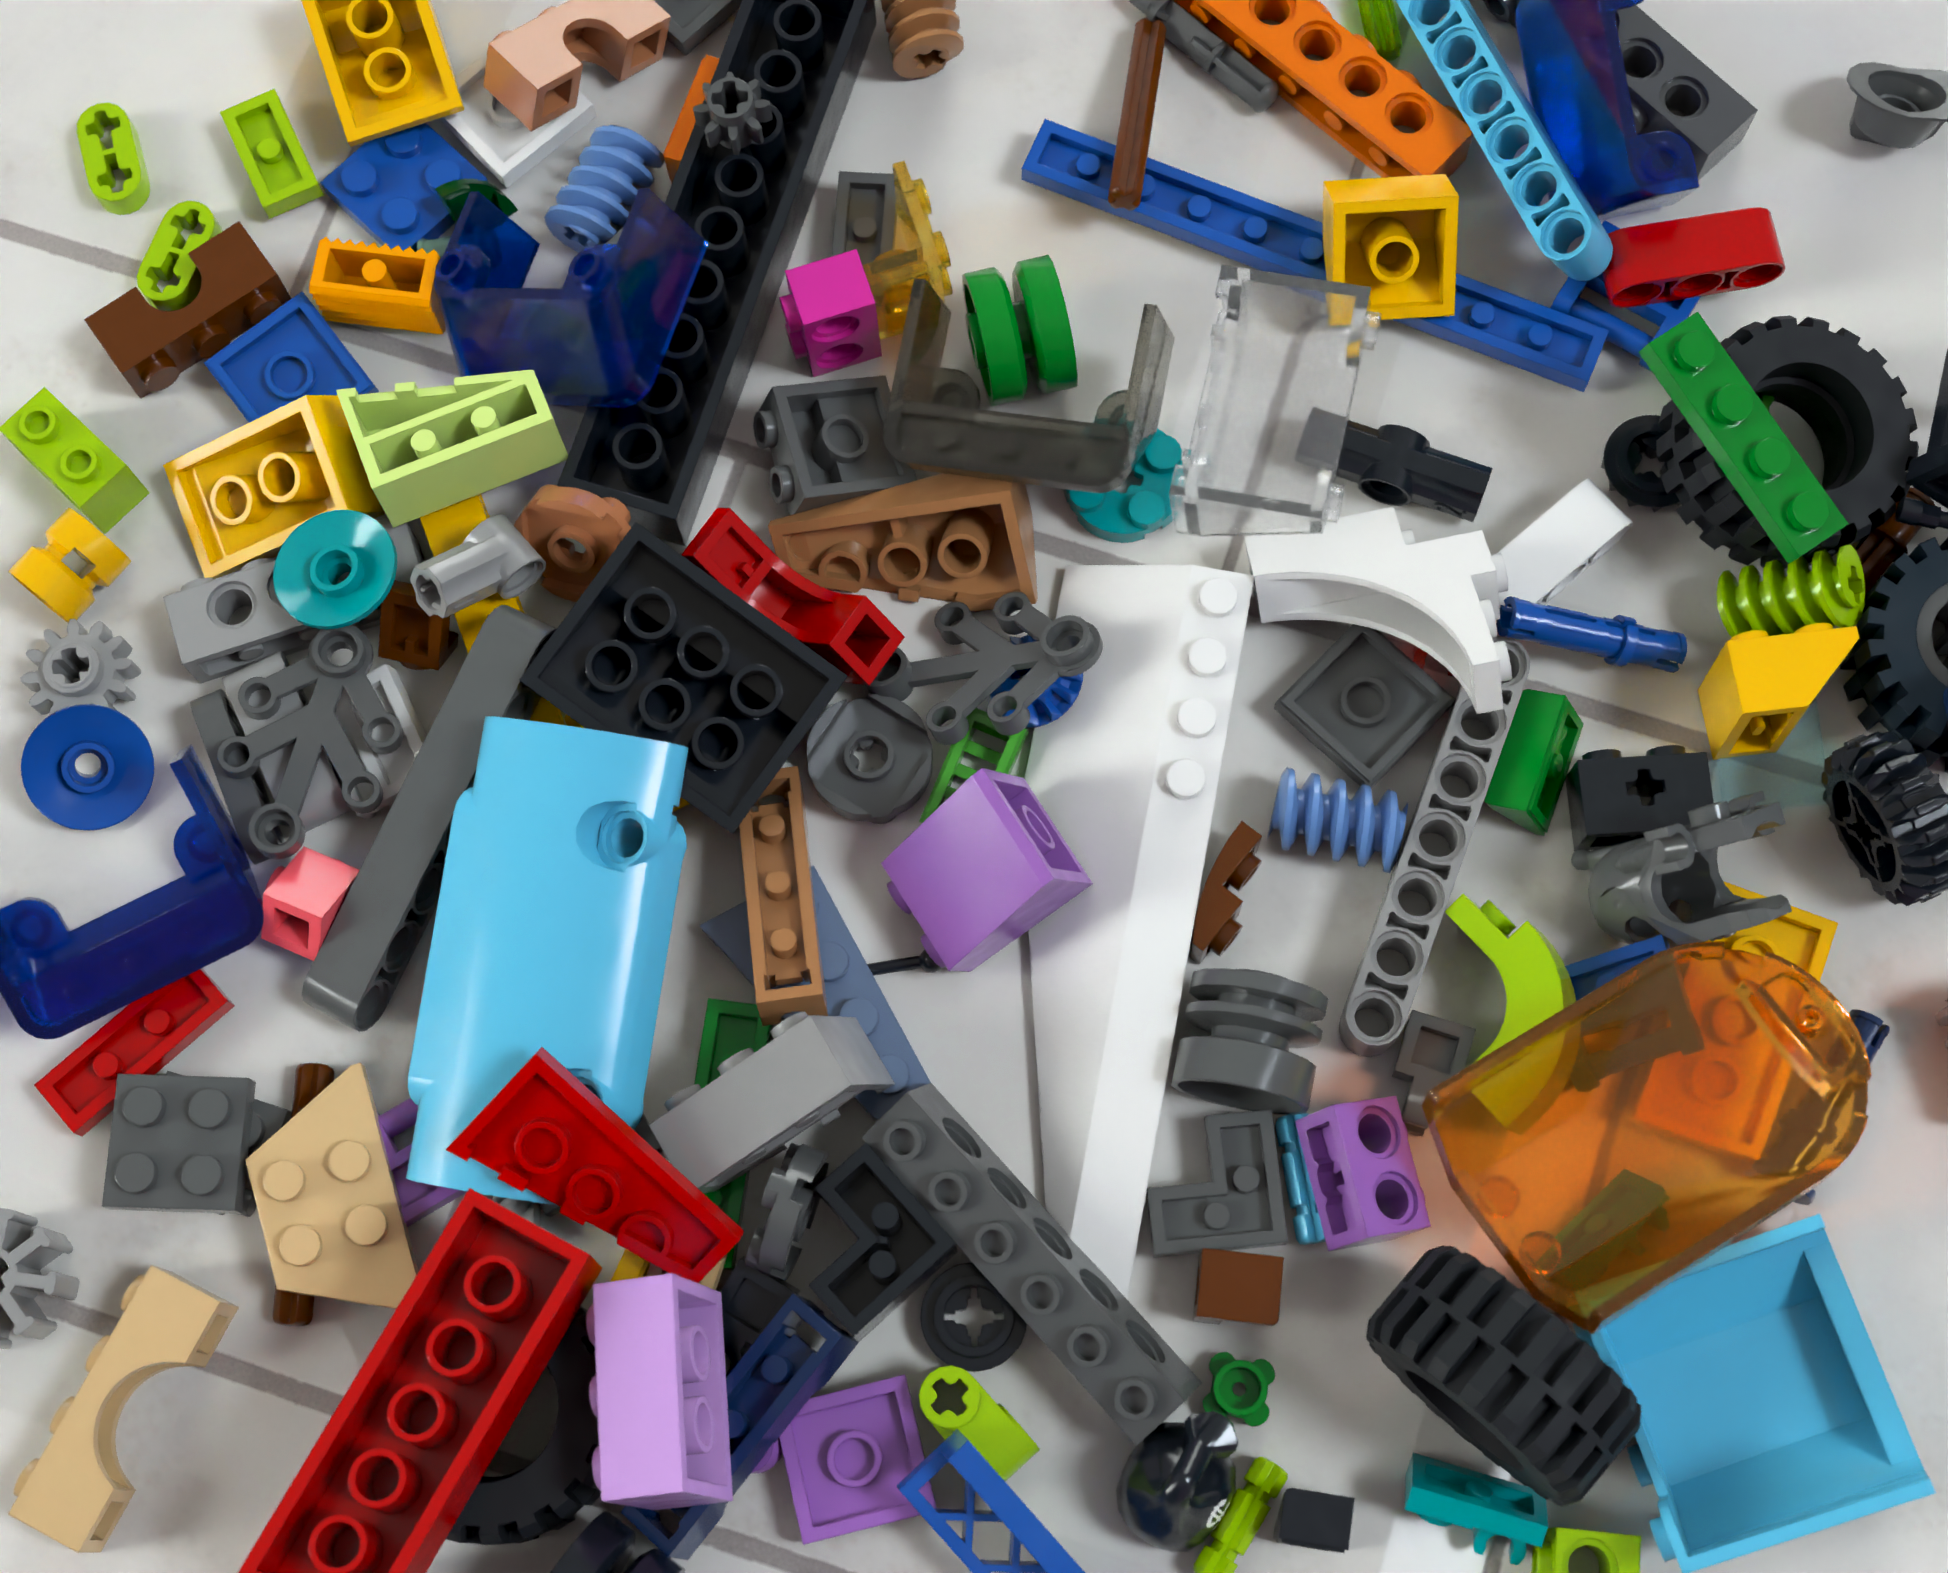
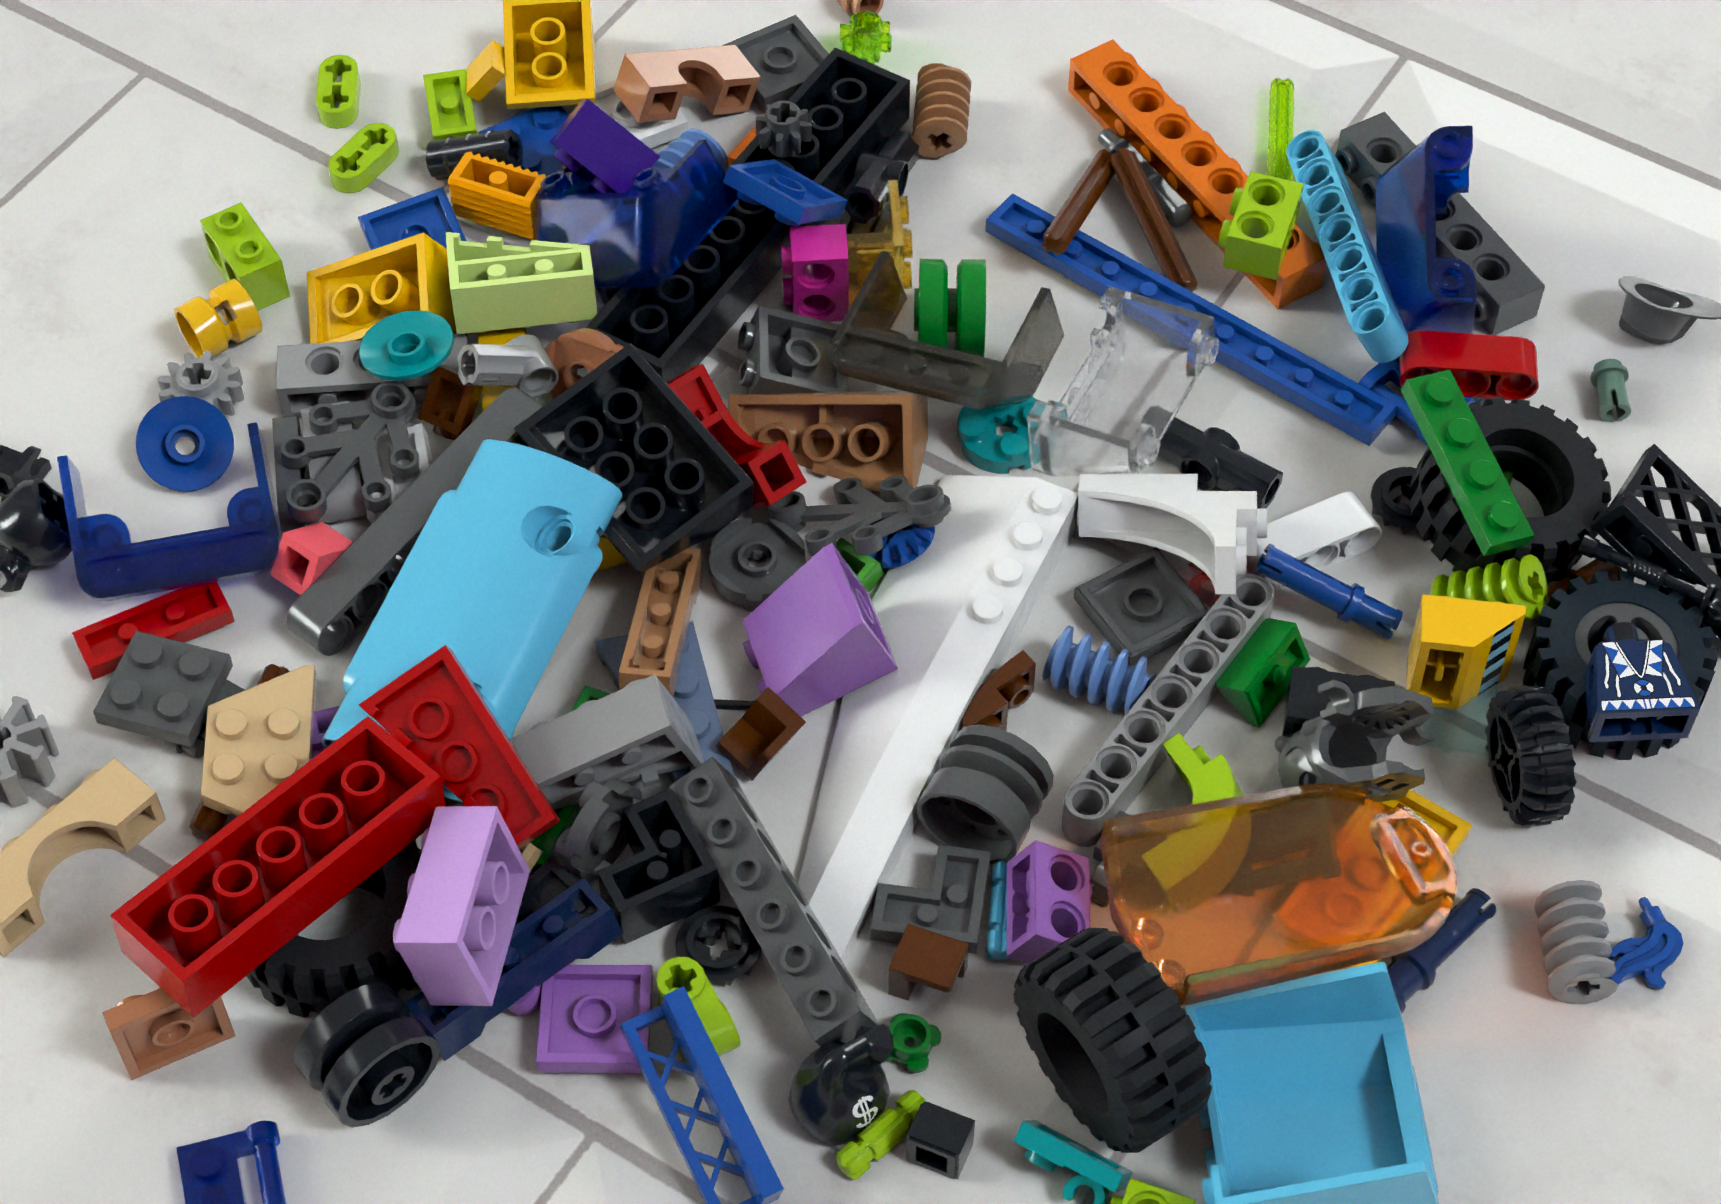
camera: 10 degrees right, 20 degrees down
(158, 345) = (333, 203): reddish brown arch -> none
(303, 91) = (485, 71): none -> yellow tile
(358, 216) = (446, 153): none -> black axle
(505, 207) = (601, 149): none -> dark purple brick
(765, 220) = (785, 191): none -> blue plate
(871, 139) = (869, 189): none -> black piece
(947, 1017) = (760, 734): none -> reddish brown panel
(1233, 116) = (1152, 219): none -> reddish brown axle
(1393, 111) = (1261, 225): none -> lime brick
(1395, 240) = (1248, 312): yellow slope -> none
(1864, 236) = (1610, 379): none -> sand green pin

